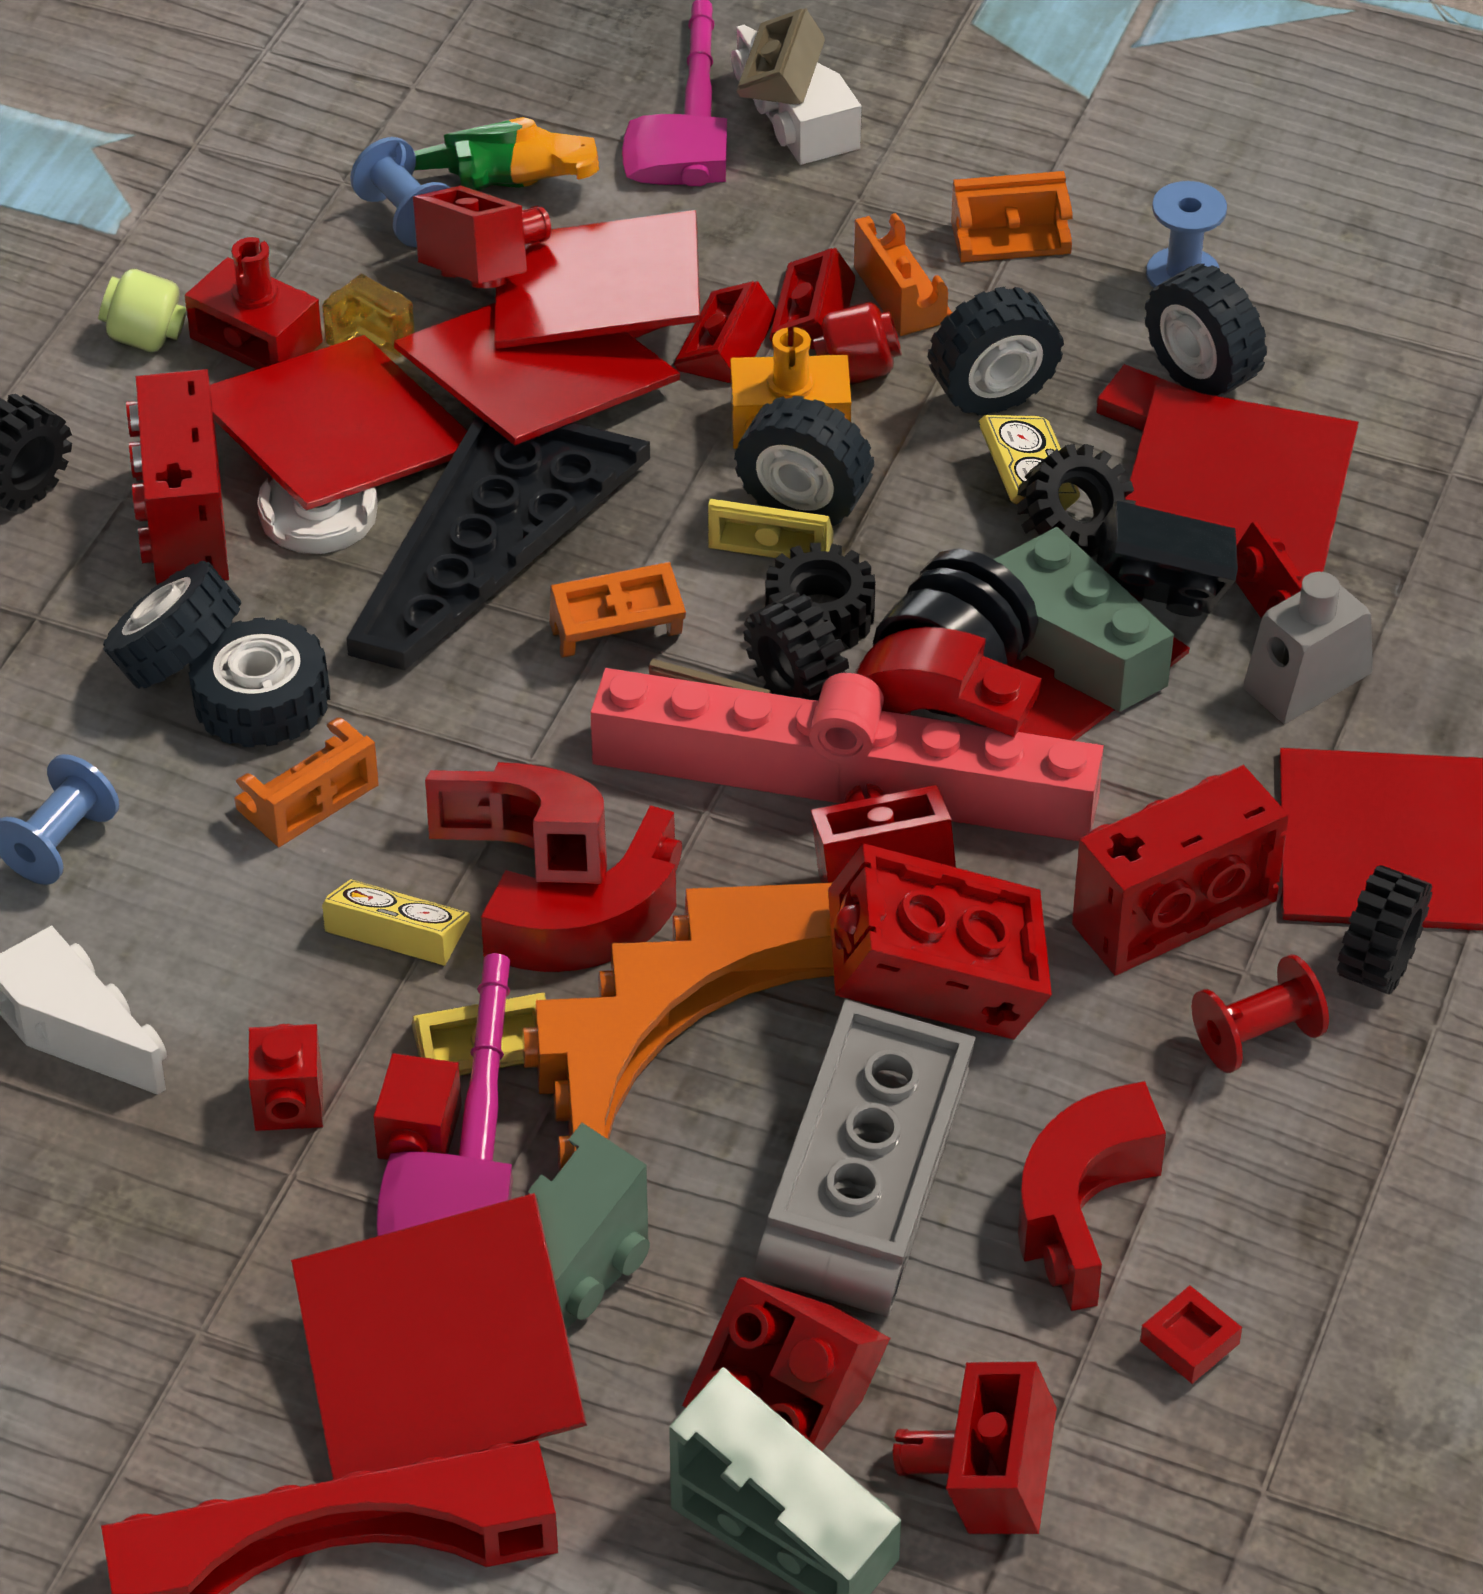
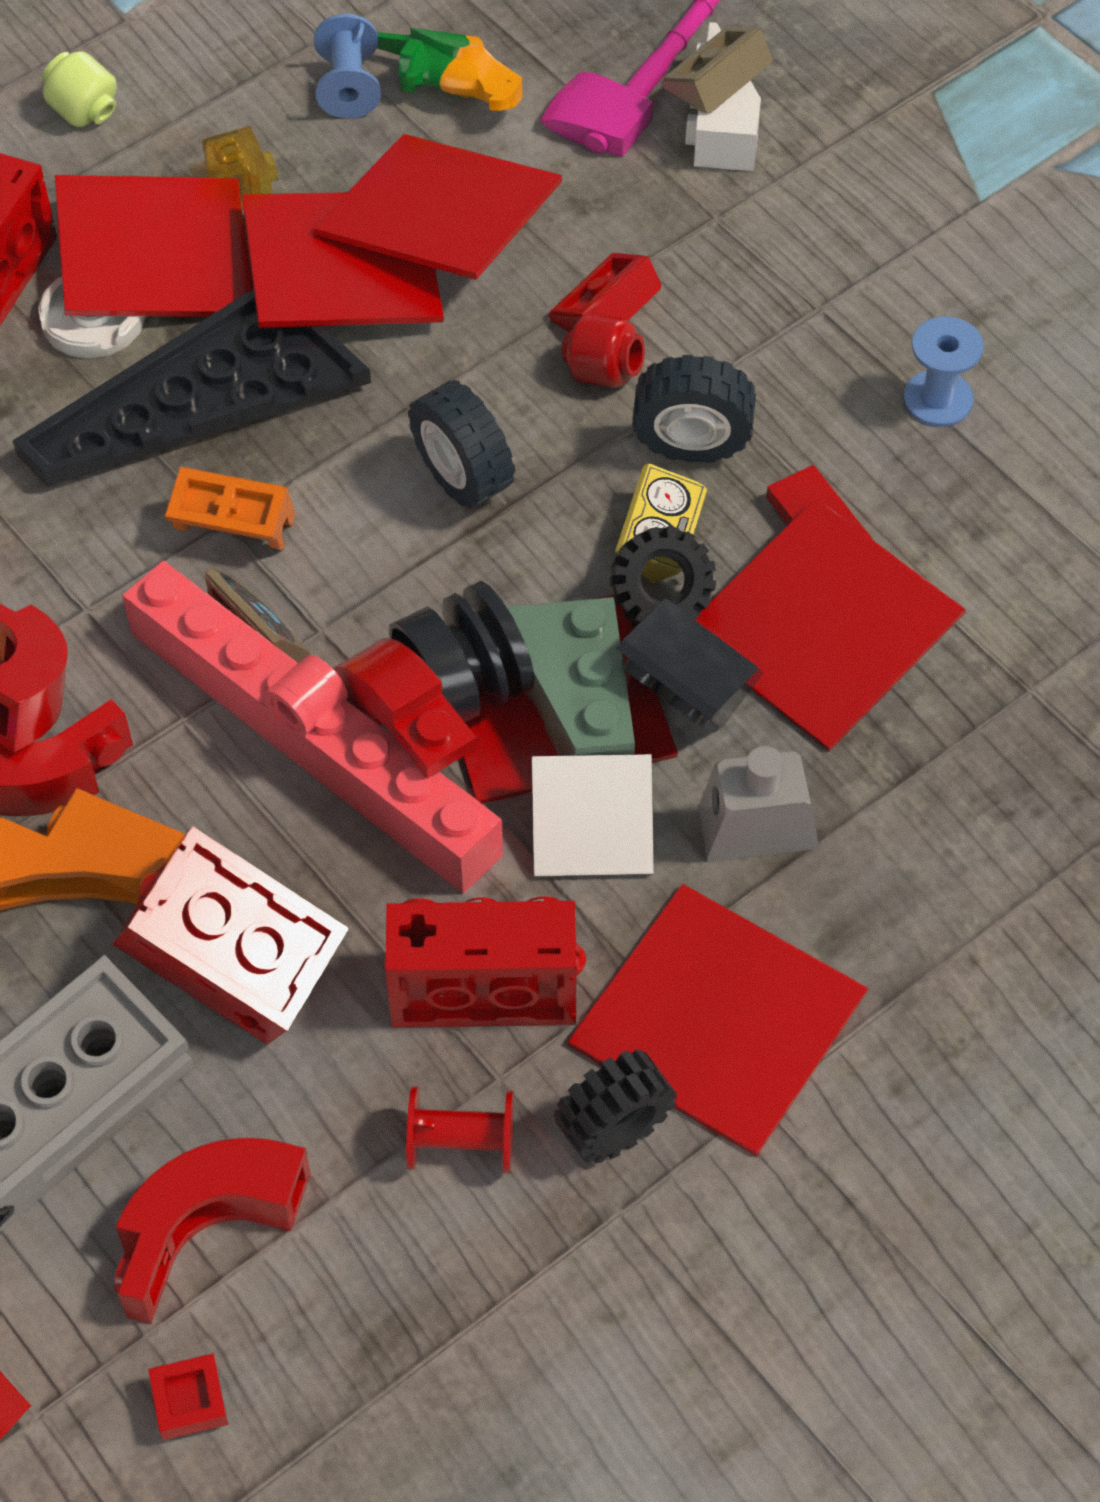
camera: 30 degrees right, 10 degrees up
(251, 313) = (157, 124): red brick -> none
(476, 234) = (362, 128): red brick -> none
(730, 327) = (516, 297): red slope -> none
(764, 529) = (409, 493): light yellow slope -> none
(788, 375) = (514, 378): light orange brick -> none
(794, 647) = (330, 611): black tyre -> none
(829, 575) = (395, 545): black tyre -> none
(897, 277) = (688, 303): orange hinge -> none
(902, 822) = (273, 820): red brick -> none
(1011, 216) = (820, 287): orange hinge -> none
(1167, 719) = (592, 815): none -> white piece
(1205, 330) = (885, 467): black wheel -> none
(1265, 570) = (784, 710): red hinge -> none

